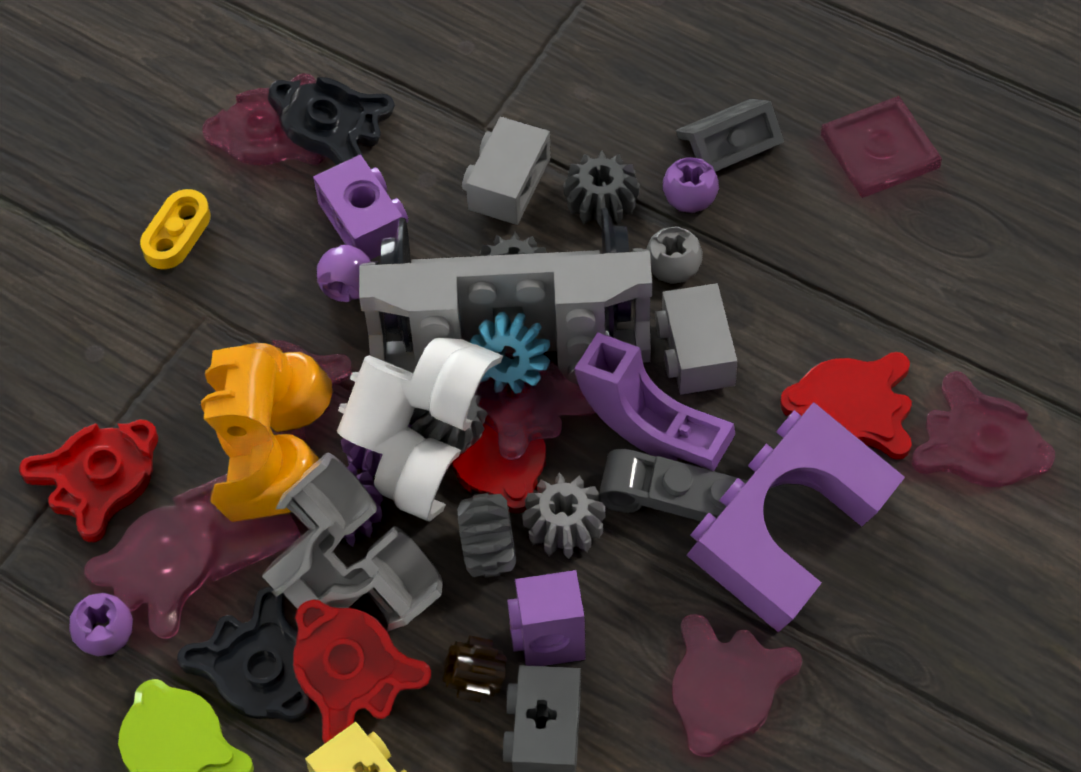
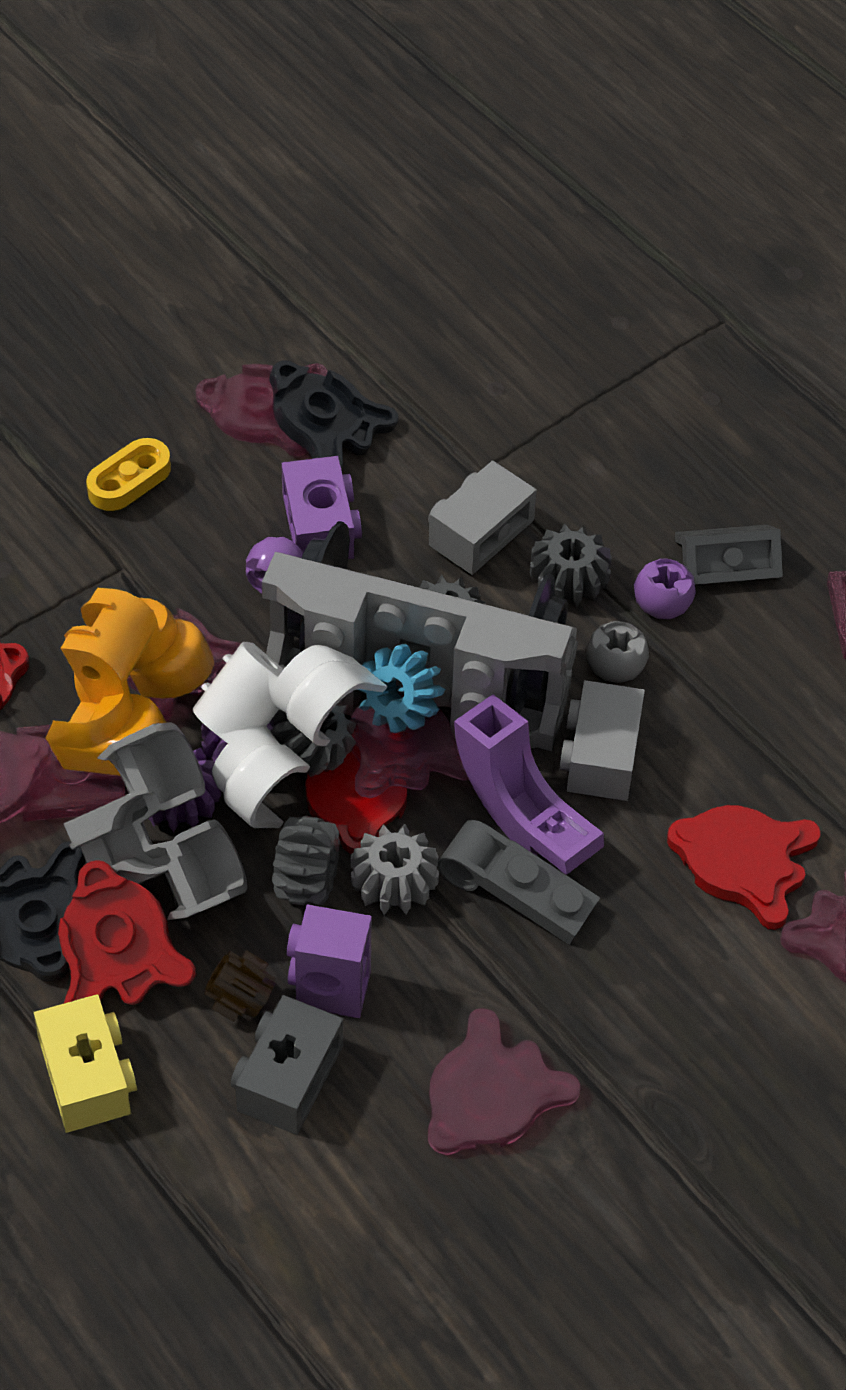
camera: 15 degrees right, 5 degrees down
(737, 543) = (669, 886): medium lavender arch -> none

